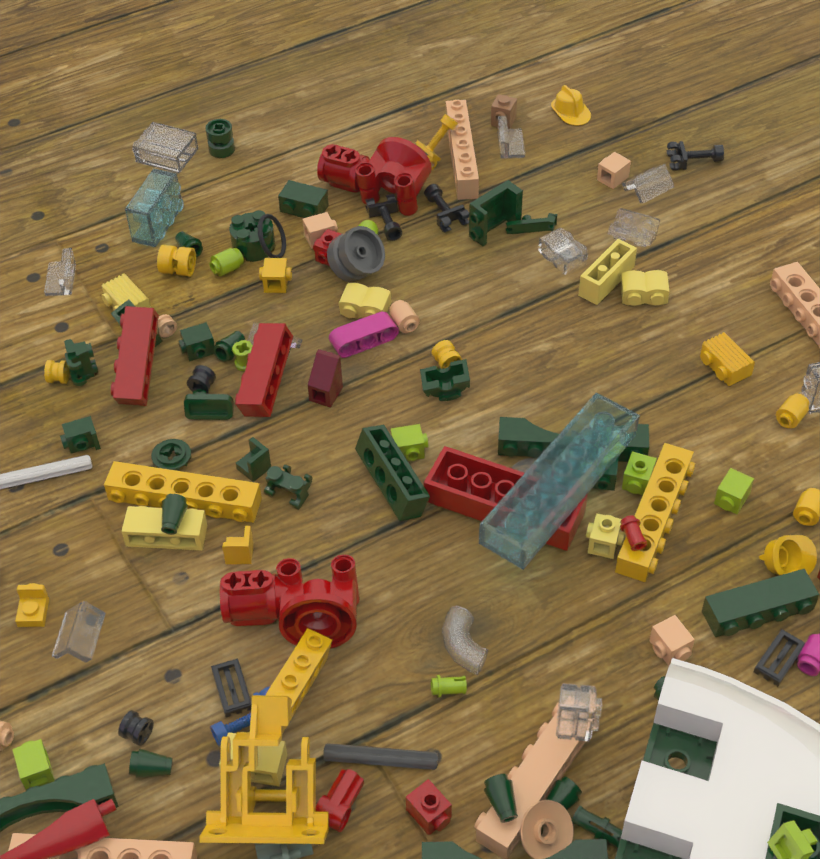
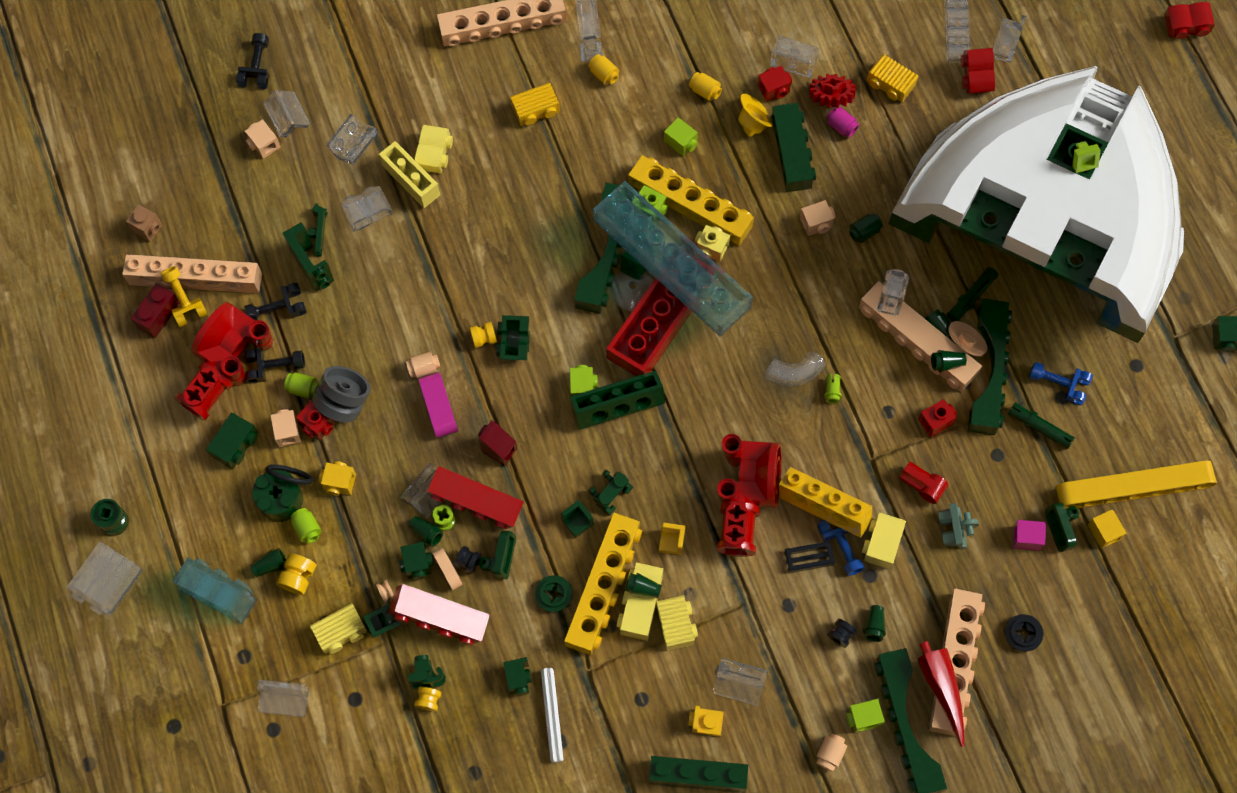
camera: 80 degrees left, 20 degrees up
(142, 561) = (675, 622): none -> light yellow brick
(183, 368) = (447, 568): none -> light nougat beam
(238, 798) = (955, 530): yellow container -> none
(363, 301) = (396, 398): light yellow brick -> none
(380, 756) = (887, 448): dark grey axle -> none
(418, 128) = (155, 310): none -> dark red brick
(510, 140) = (185, 227): clear panel -> none
(570, 107) = (148, 159): yellow piece -> none
(630, 526) = (724, 218): red pin -> none
(769, 673) = (821, 142): black tile -> none

